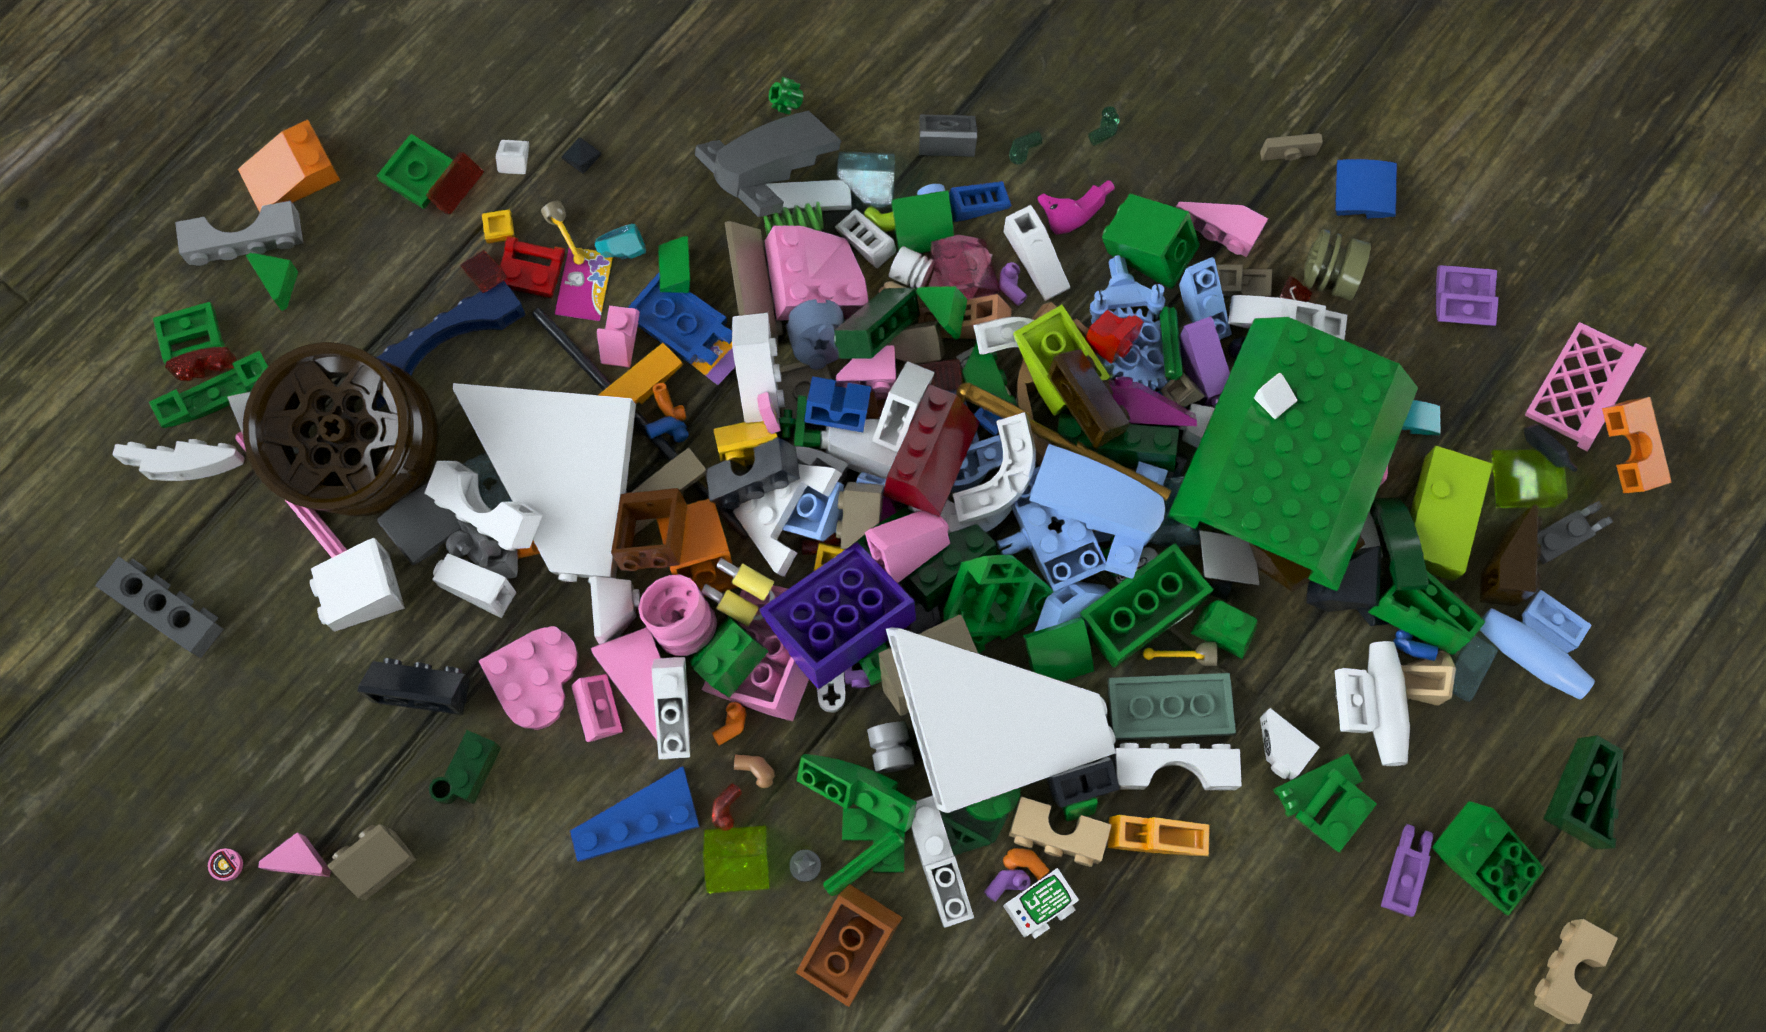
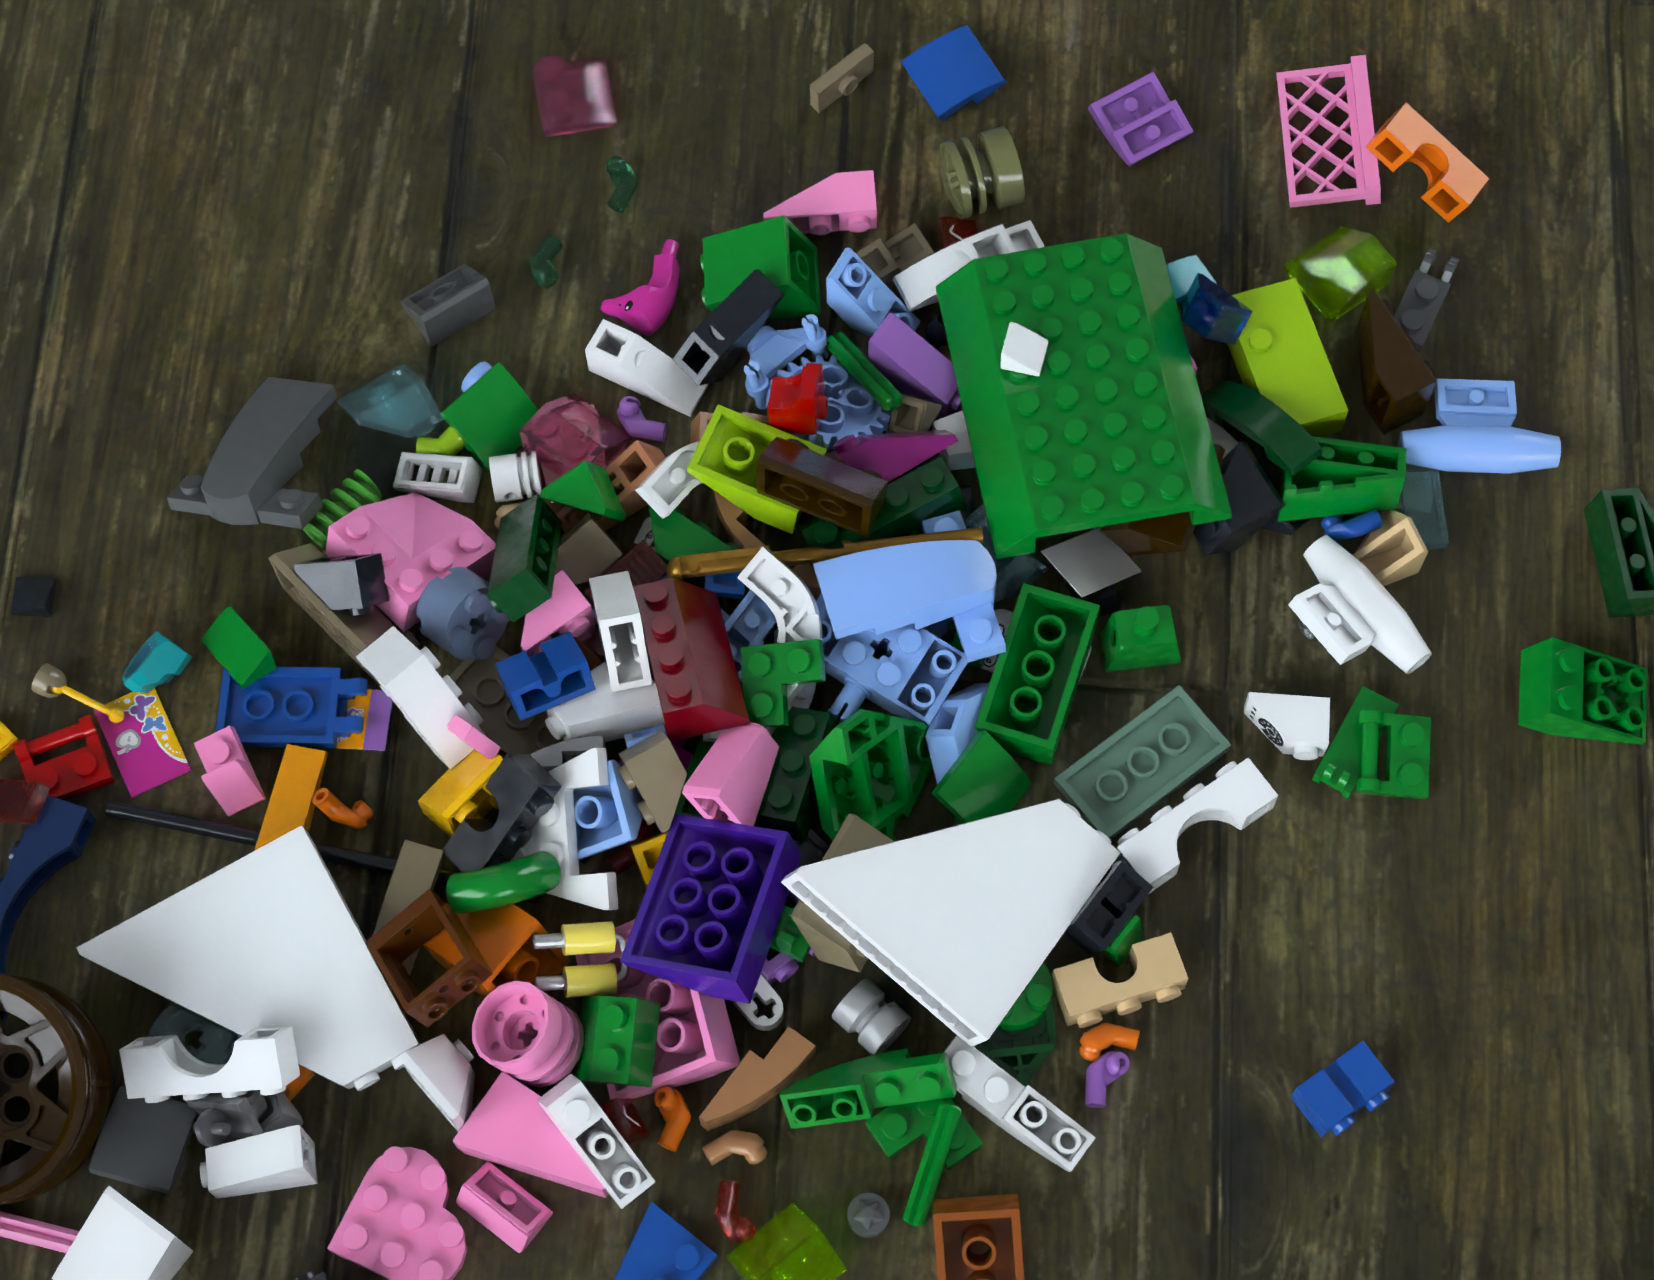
camera: 30 degrees left, 5 degrees down
(670, 426) = (362, 832): blue arm -> none
(700, 706) = (626, 1119): none -> clear red slope
(725, 514) = (503, 883): none -> green cylinder
(760, 266) = (346, 581): none -> slope
(786, 95) = (231, 375): green gear -> none
(795, 738) = (759, 1079): none -> medium nougat slope
(803, 437) = (513, 730): green hips -> none
(830, 194) = (364, 451): white tile -> none
(963, 209) = (530, 374): blue slope -> none
(975, 493) = (768, 672): none -> green plate
(1042, 903) = (1156, 1072): brick -> none
(1103, 262) = (728, 330): none -> black slope
(1115, 52) = (573, 95): none -> clear pink slope
(1150, 997) = (1343, 1090): none -> blue brick
(1158, 835) = (1228, 911): light orange slope -> none
(1205, 654) = (1138, 683): hinge -> none
(1407, 873) = (1513, 769): medium lavender hinge -> none
(1422, 450) = (1213, 311): none -> clear blue slope
(1548, 447) = (1339, 223): black piece -> none

